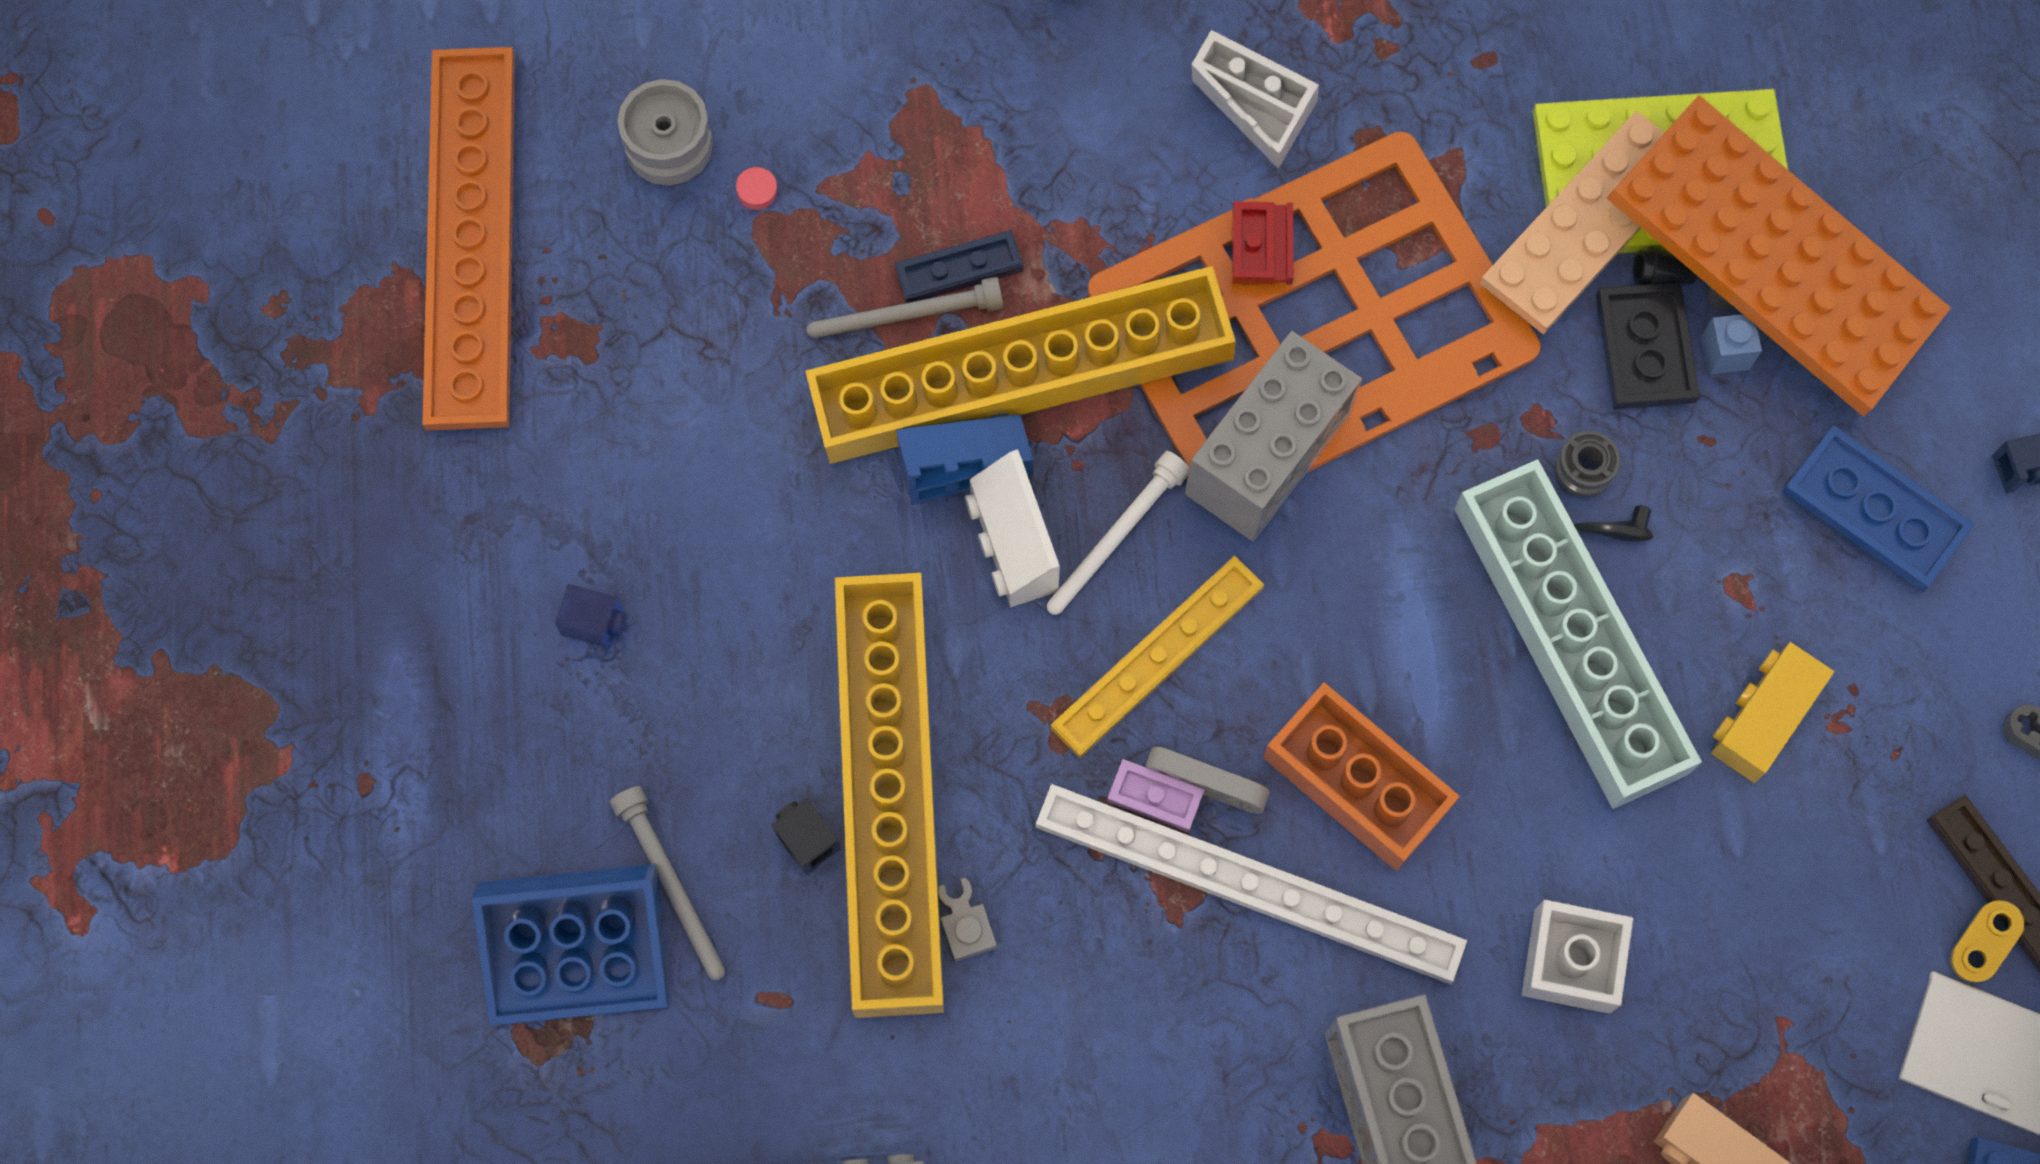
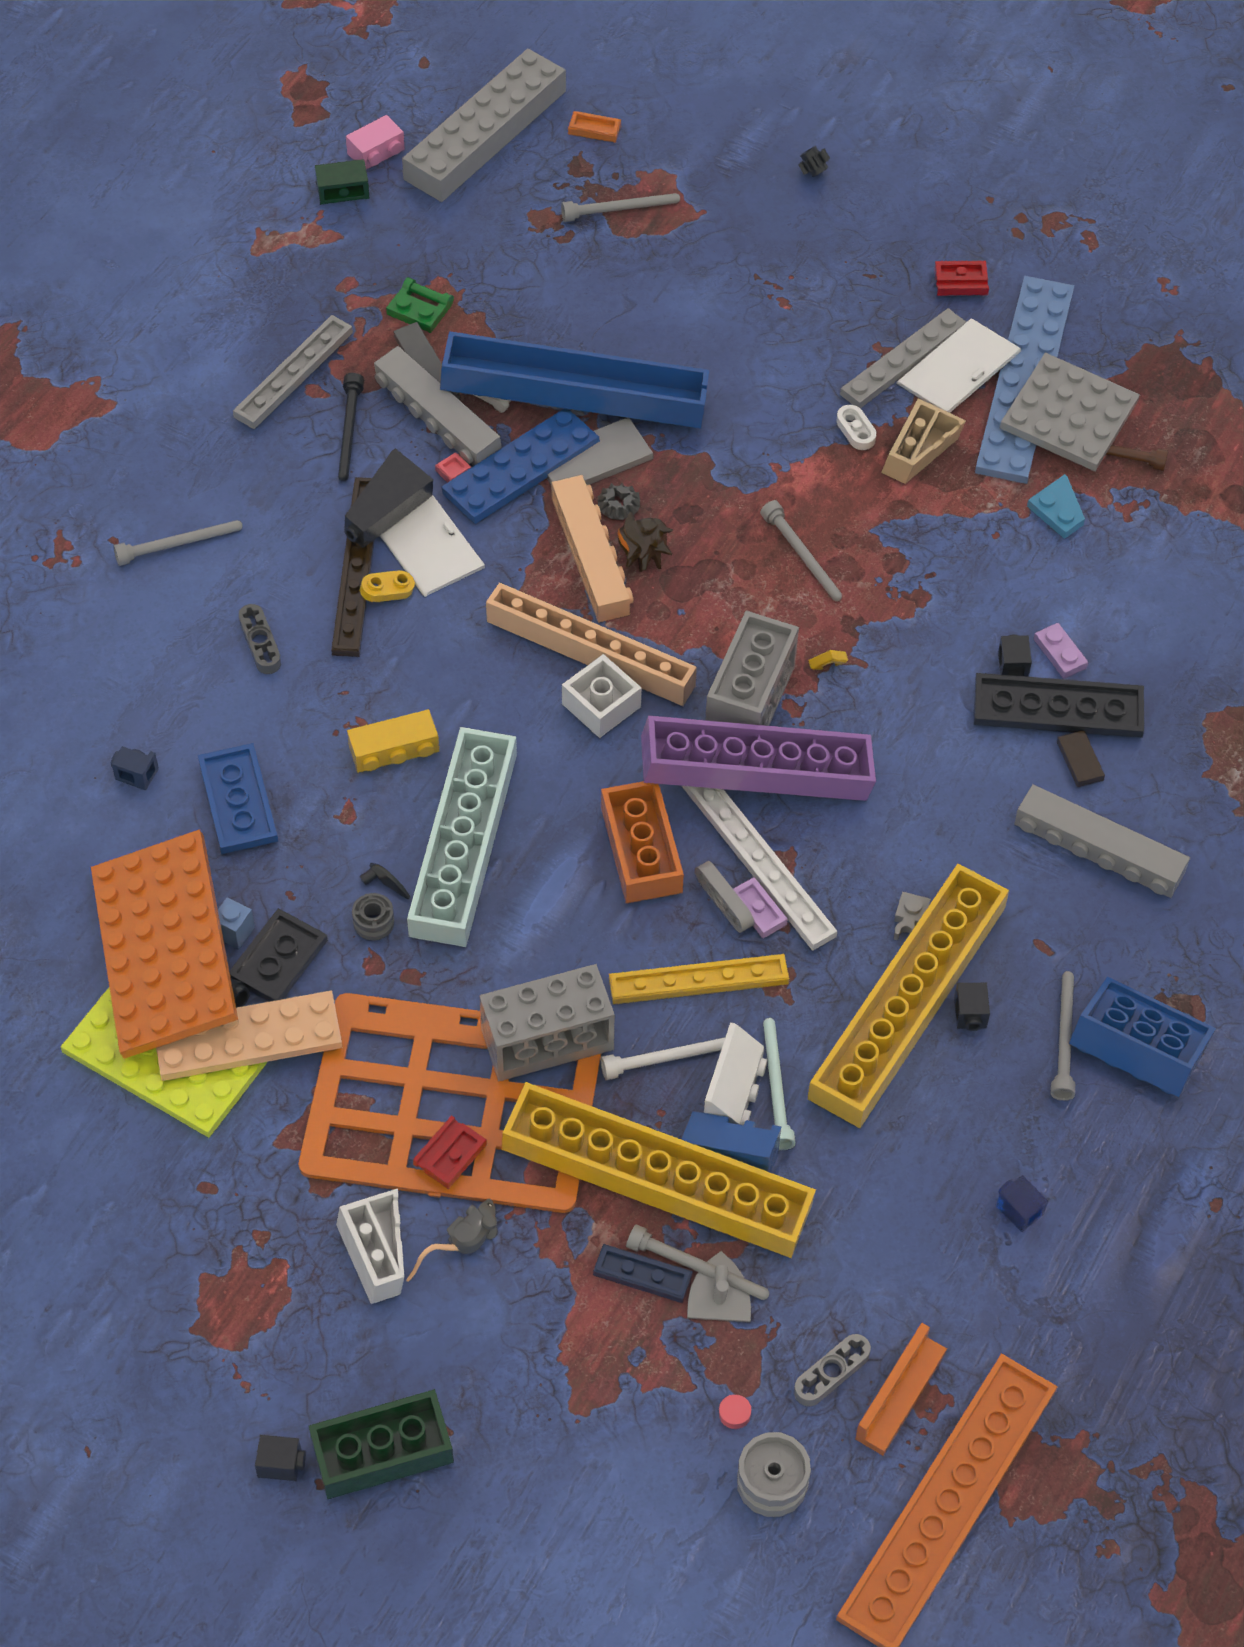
camera: 145 degrees left, 15 degrees down
(593, 317) = (900, 1391): none -> orange fence
(688, 311) = (809, 1378): none -> light grey beam
(864, 290) = (715, 1298): none -> light grey shield
(919, 519) = (787, 1137): none -> light aqua piece
(1172, 179) = (466, 1233): none -> dark grey animal
(1300, 980) = (757, 758): none -> medium lavender brick
(1656, 1029) = (588, 641): none -> light nougat brick

